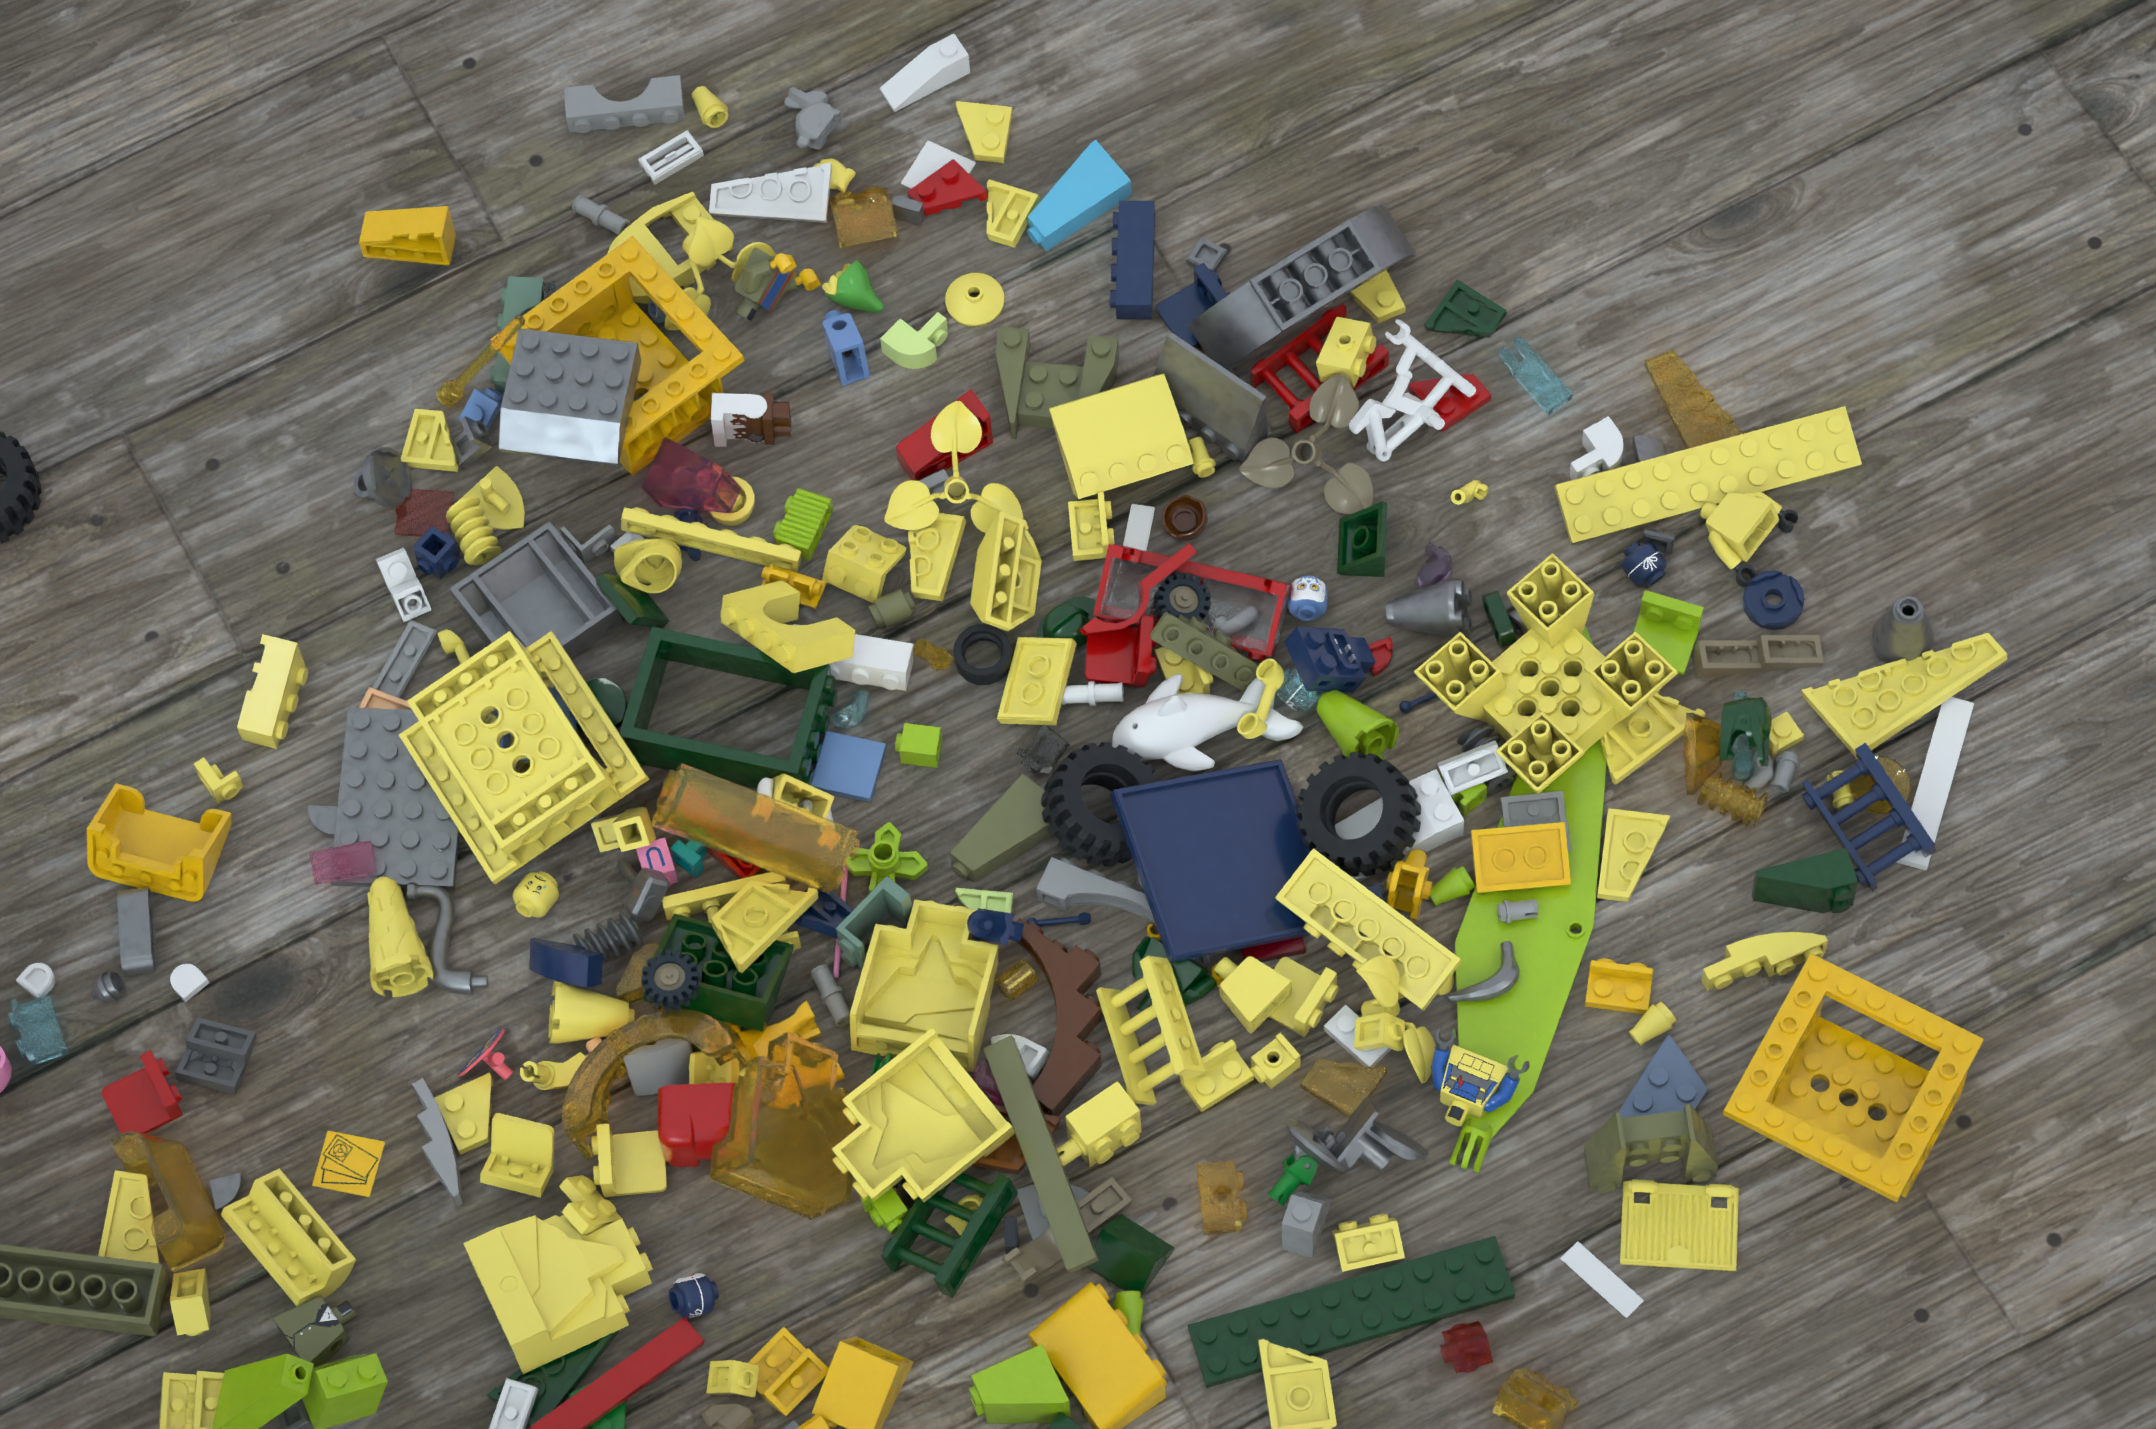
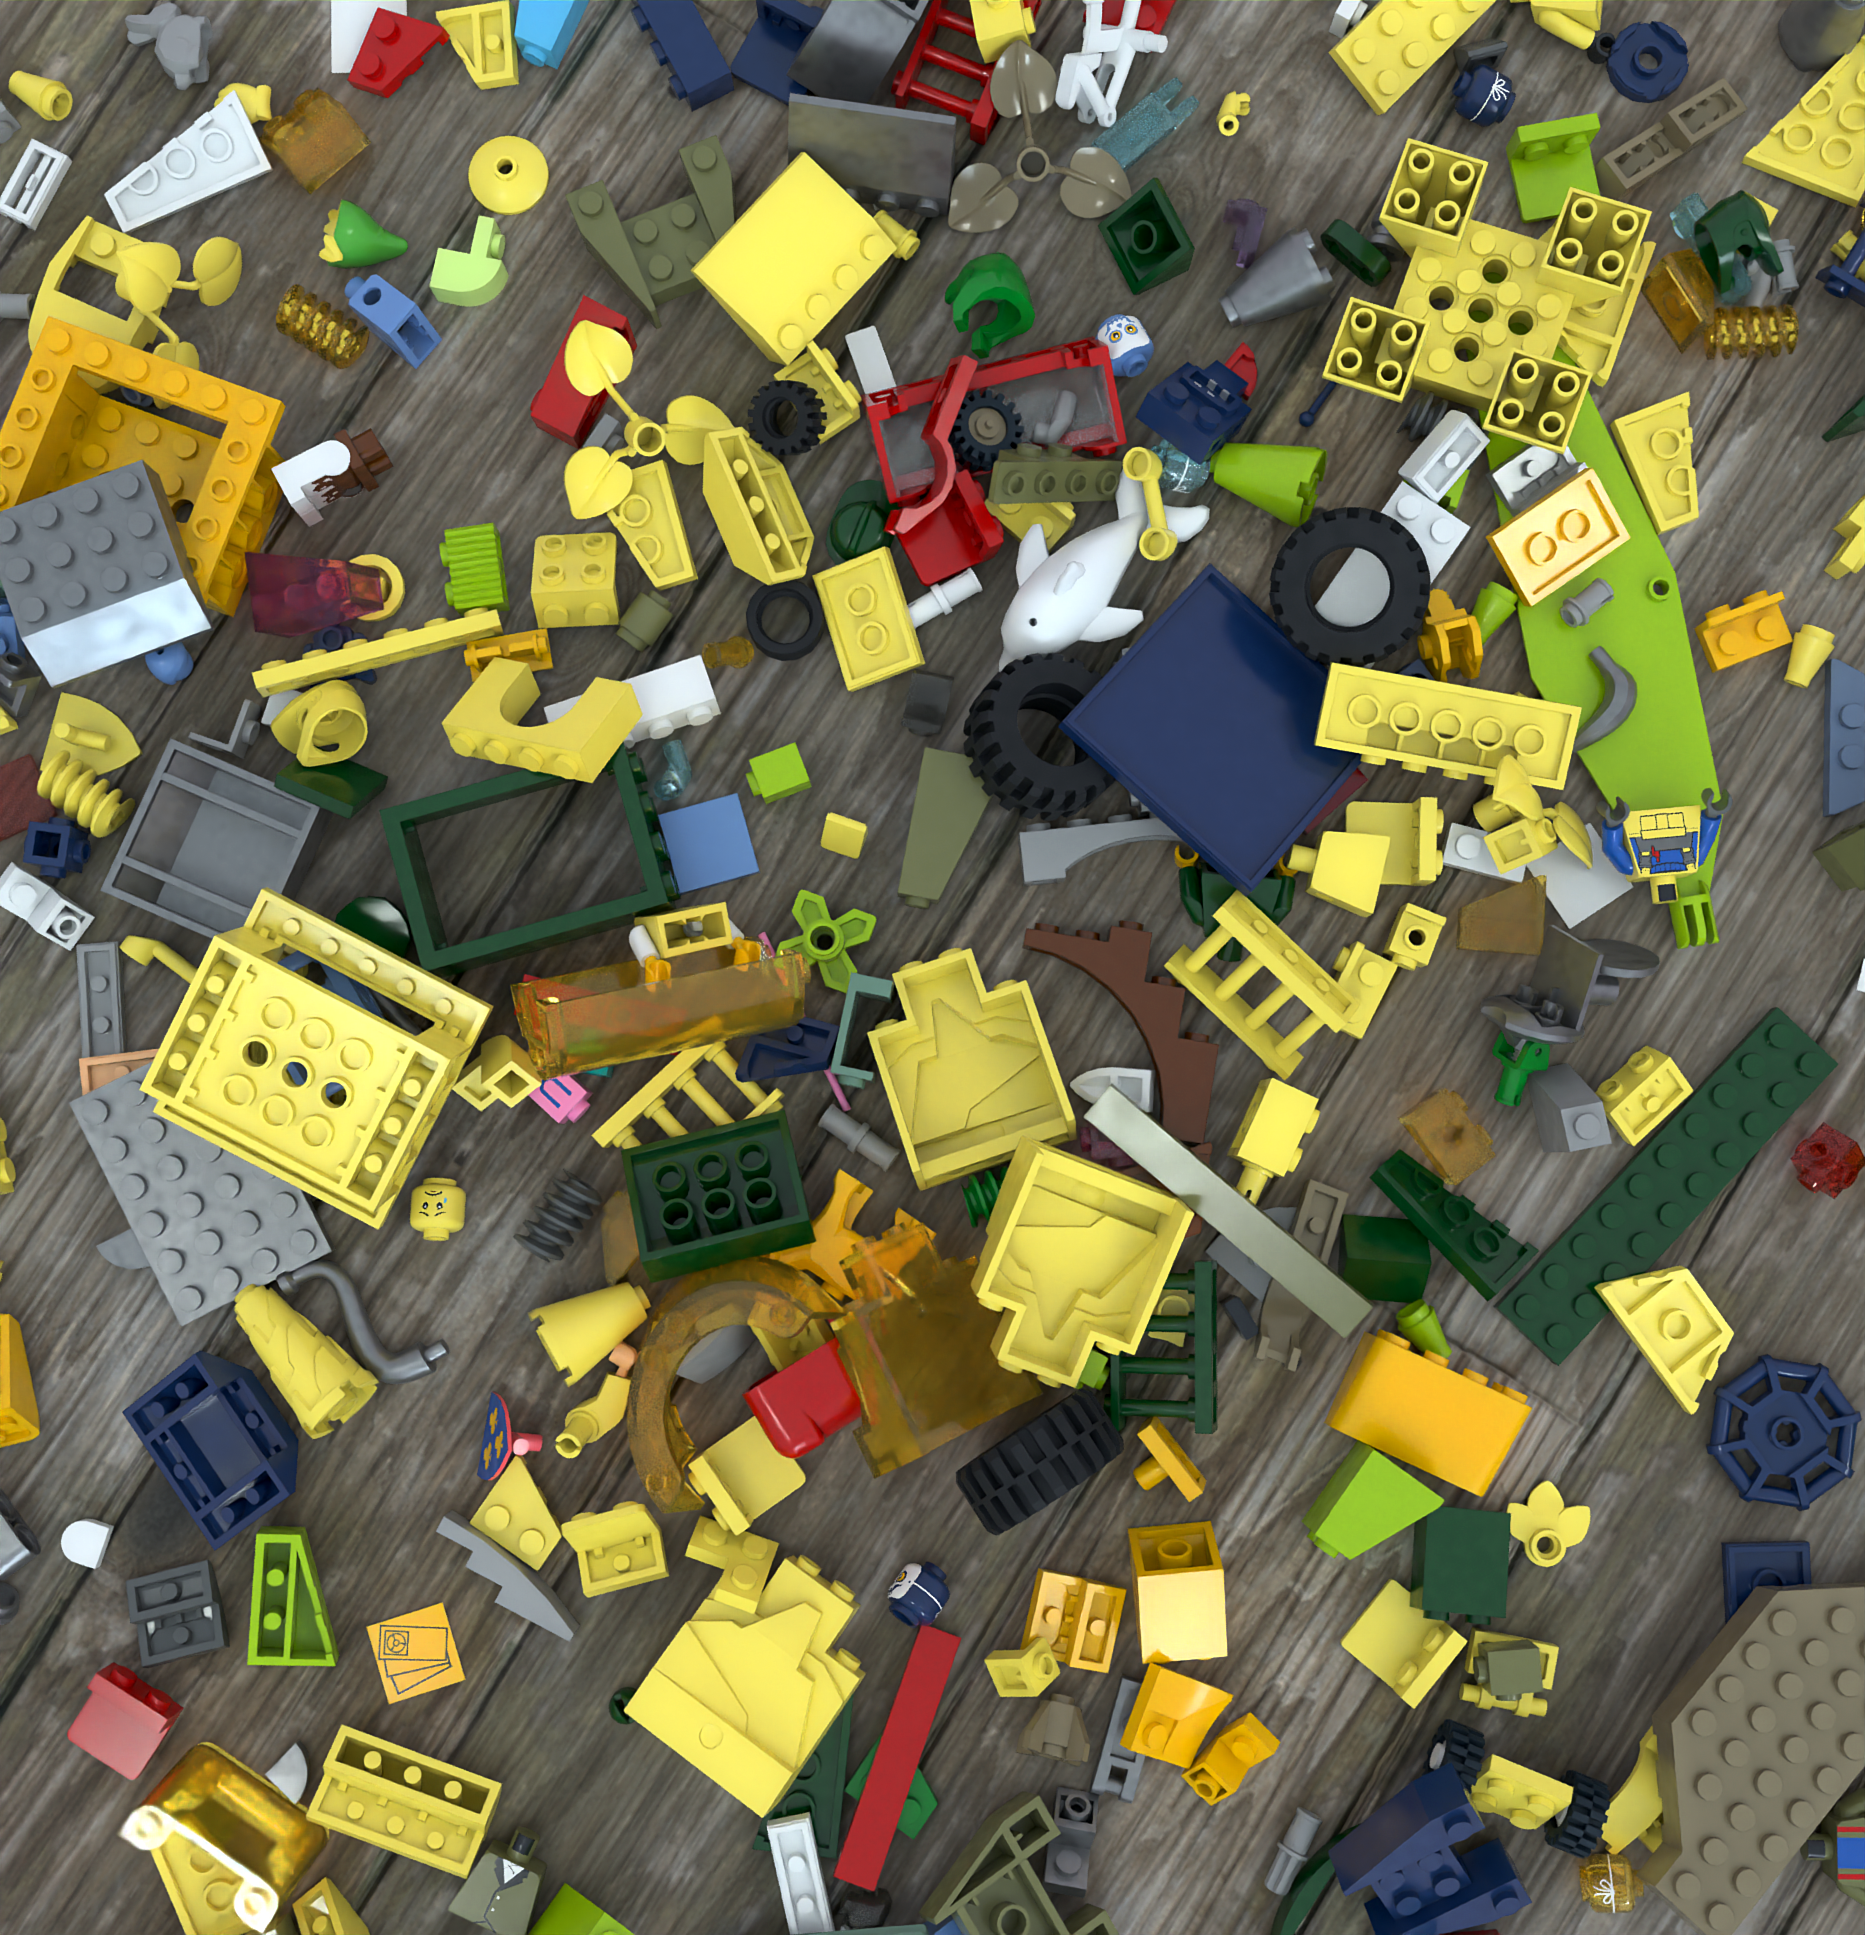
camera: 35 degrees left, 20 degrees up
(291, 1078) = (288, 1603): none -> lime wedge
(307, 960) = (218, 1443): none -> dark blue slope
(343, 862) = (183, 1300): clear pink plate -> none
(467, 1268) = (615, 1710): none -> dark green hinge
(566, 963) = (530, 1283): dark blue slope -> none
(576, 479) = (170, 663): none -> medium blue piece
(646, 891) = (570, 1138): flat silver piece -> none
(670, 980) = (680, 1261): black wheel -> none
(758, 918) = (726, 1106): light yellow wing -> none
(767, 279) = (247, 284): olive torso -> none
(797, 330) = (319, 329): none -> clear yellow piece
(821, 1236) = (1040, 1462): none -> black tyre
(907, 1302) = (1167, 1461): none -> yellow tile
(908, 210) = (364, 102): flat silver tile -> none
(939, 805) = (844, 835): none -> light yellow slope
(985, 899) = (971, 926): yellowish green tile -> none
(994, 926) = (1009, 960): dark blue hips -> none
(1016, 980) = (1061, 1000): clear yellow piece -> none
(1071, 537) = (766, 411): none -> black tyre
(1083, 918) = (1089, 882): dark blue hinge -> none
(1184, 518) = (922, 321): reddish brown hair -> none
(1189, 1256) = (1465, 1238): none -> dark green wing
(1243, 513) = (998, 280): none -> green piece
(1405, 1092) = (1573, 887): none -> white sticker
(1407, 472) = (1145, 125): none -> clear light blue hinge

